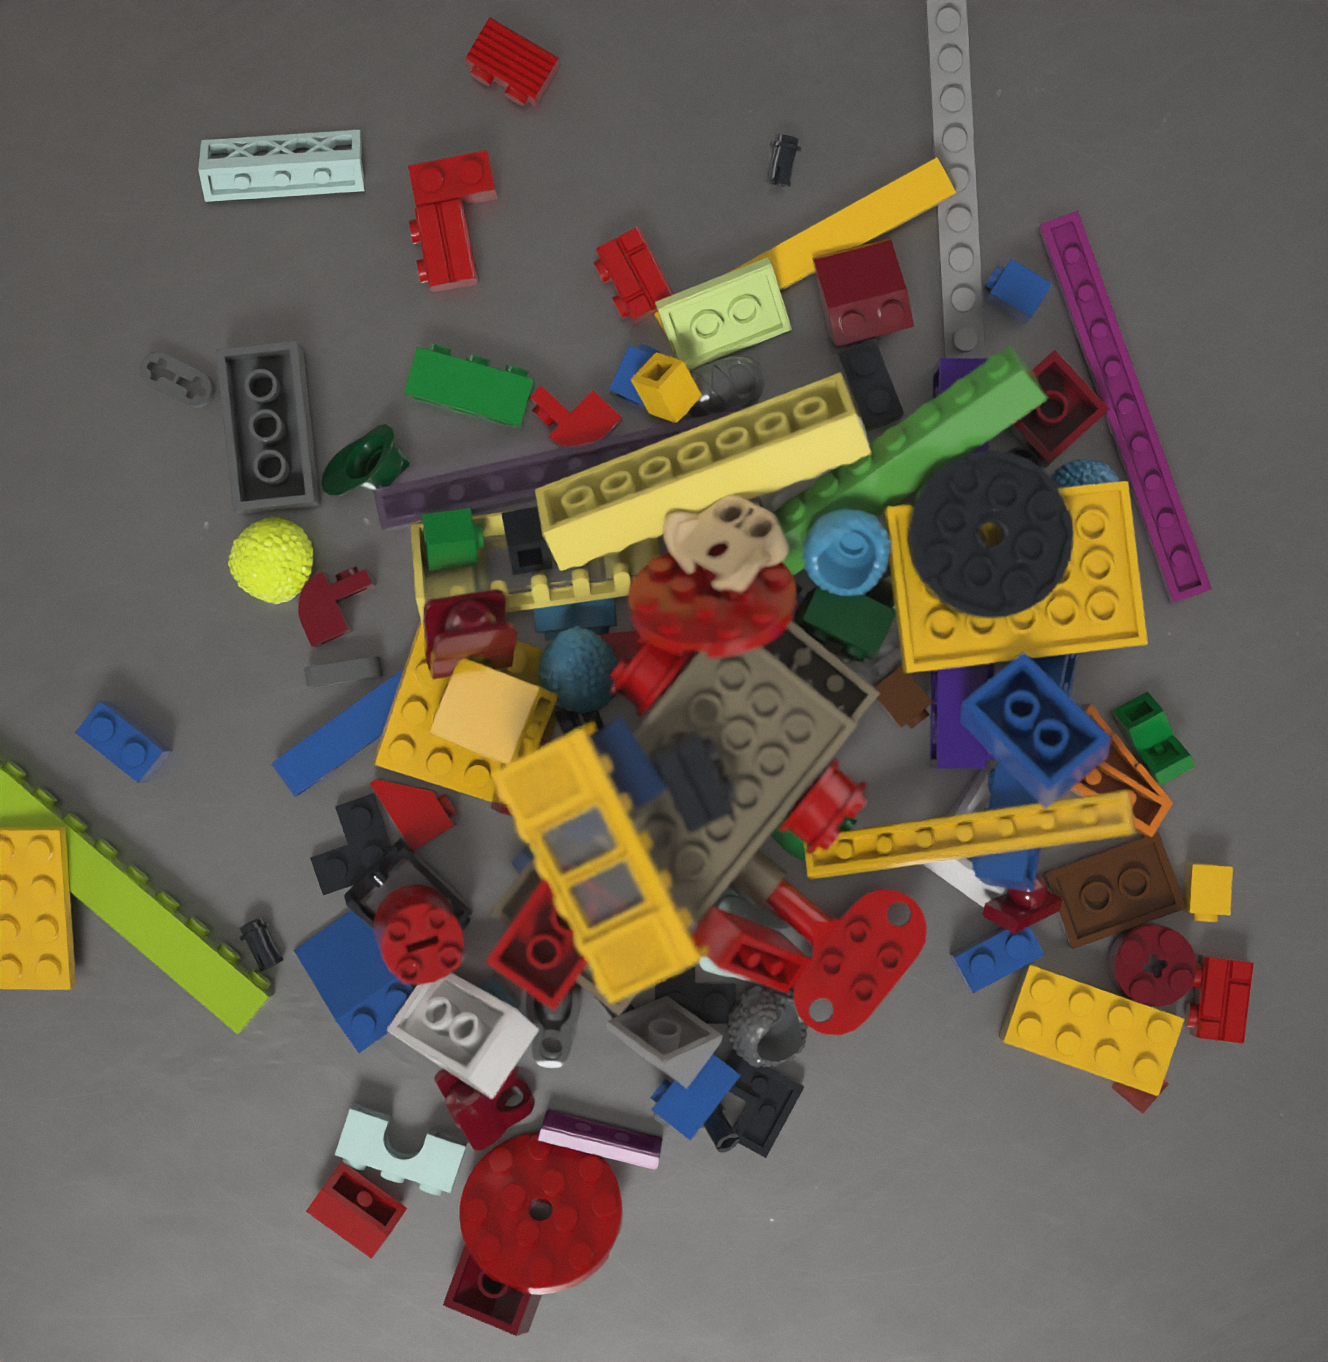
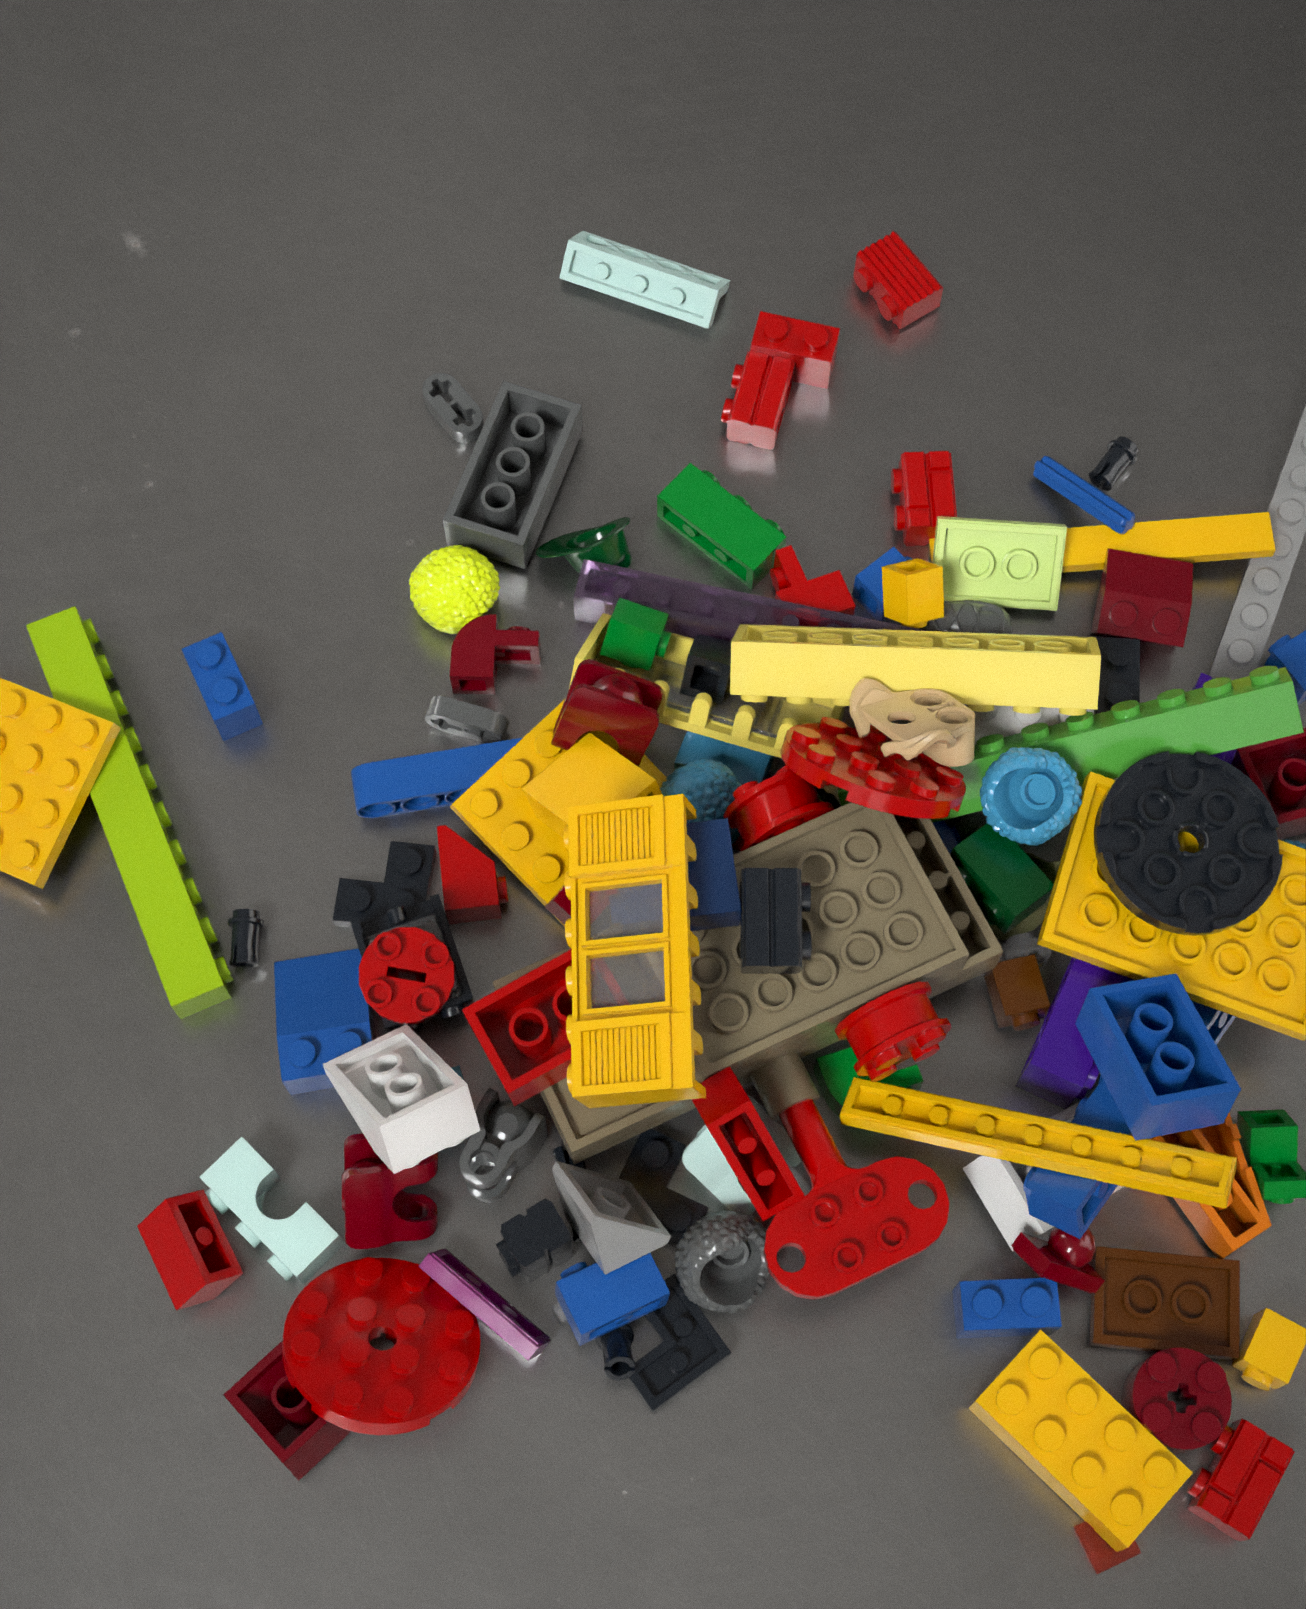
camera: 25 degrees right, 20 degrees down
(618, 1080) = (535, 1241): none -> black brick
(770, 210) = (1084, 495): none -> blue axle

